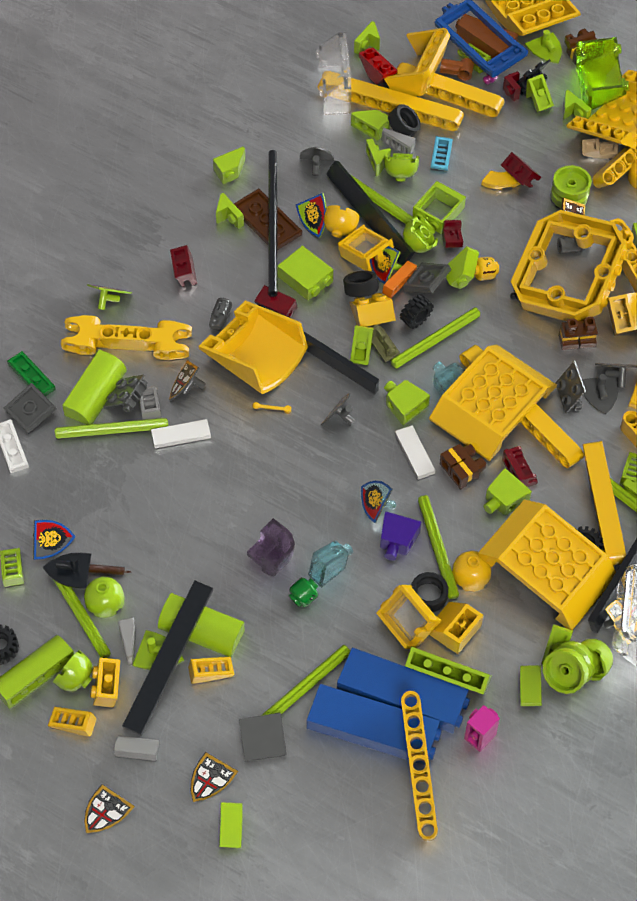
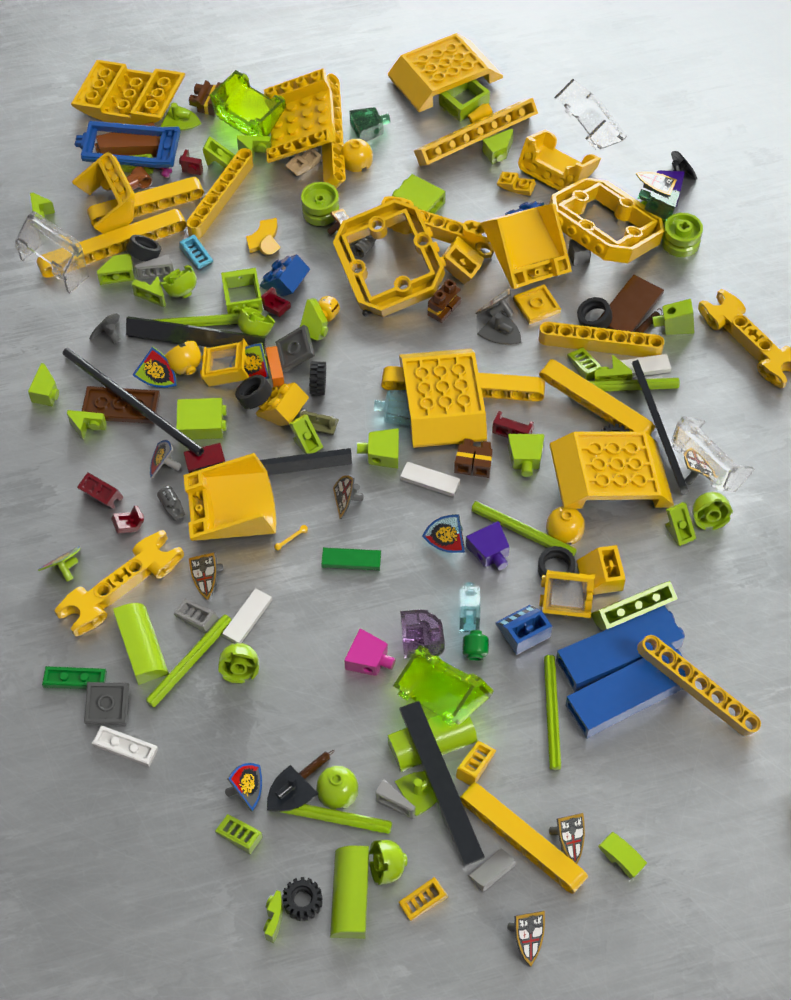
camera: 45 degrees left, 0 degrees up
(106, 682) = (419, 844): yellow brick -> none
(127, 392) = (171, 623): dark grey hinge -> none
(135, 456) = (238, 663): none -> lime cylinder
(177, 301) = (128, 521): none -> dark red bracket
(179, 748) = (523, 838): none -> yellow beam
(225, 530) = (368, 654): none -> dark pink torso
(242, 595) = (441, 687): none -> clear neon green windscreen
(250, 282) = (162, 456): none -> shield
(262, 737) = (570, 772): dark grey tile -> none
(294, 458) = (351, 558): none -> green tile
(350, 613) = (525, 628): none -> blue slope
(376, 65) = (75, 224): red slope -> none
(435, 337) = (348, 387): lime axle -> none
(481, 727) = (702, 622): dark pink brick -> none
(483, 221) = (285, 275): none -> blue slope
(498, 190) = (268, 245): none -> yellow tile
(508, 124) = (220, 193): none -> yellow beam
(520, 170) = (269, 218): dark red hinge -> none
(522, 82) = (198, 144): black hinge -> none
(530, 685) = (694, 565): lime slope -> none
(569, 667) = (708, 528): lime wheel -> none
(571, 388) = (485, 341): dark grey hinge -> none

